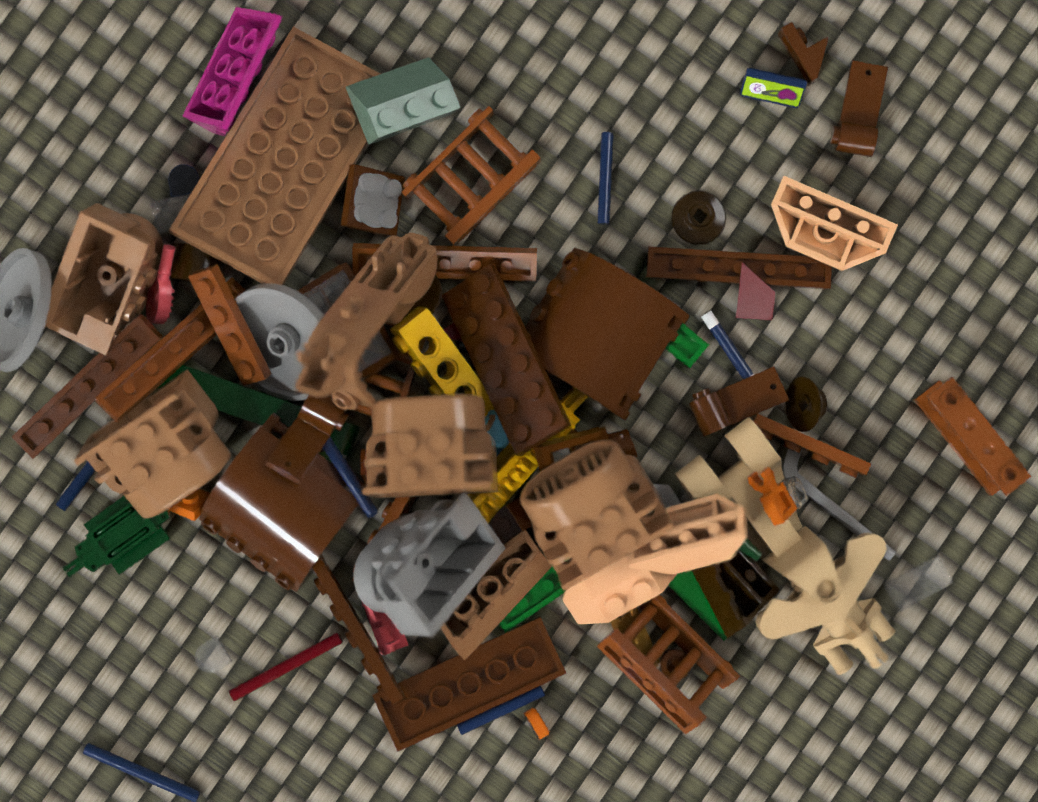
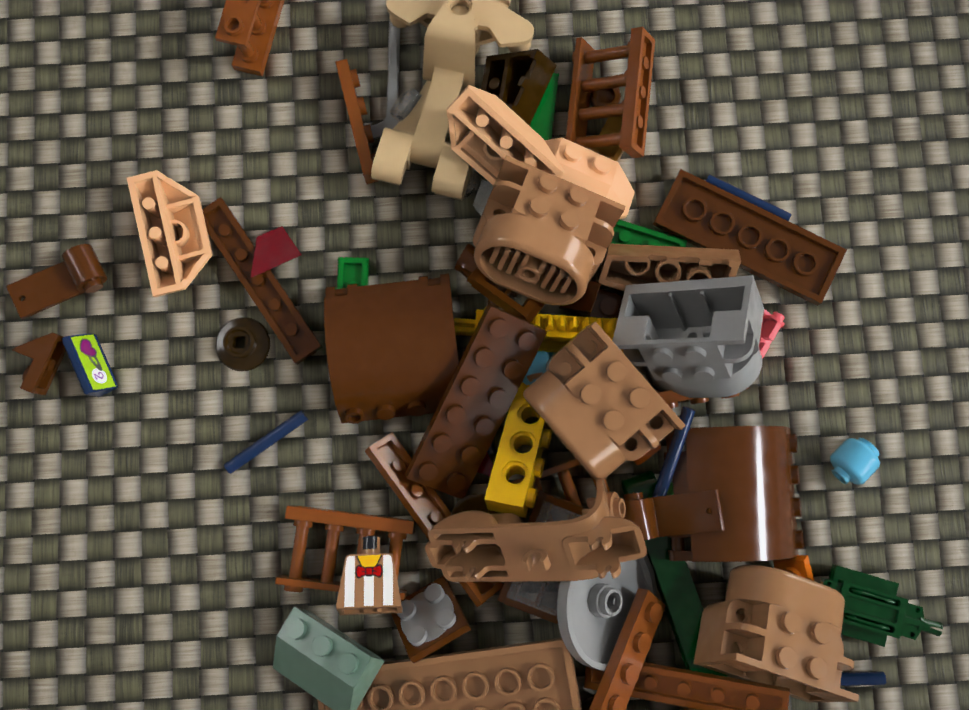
camera: 130 degrees left, 5 degrees down
(212, 656) = (895, 454): clear tile -> none
(233, 618) = (855, 461): none -> medium azure head
(285, 666) = (854, 390): dark red bar -> none
(357, 634) = (786, 349): reddish brown plate -> none
(434, 177) = (369, 582): none -> torso
(536, 723) = (737, 161): orange tile -> none
(727, 345) = (330, 237): dark blue bar -> none
(737, 401) = (362, 199): reddish brown door -> none
(775, 499) = (420, 102): orange plate -> none
(805, 405) = (337, 150): dark brown piece -> none

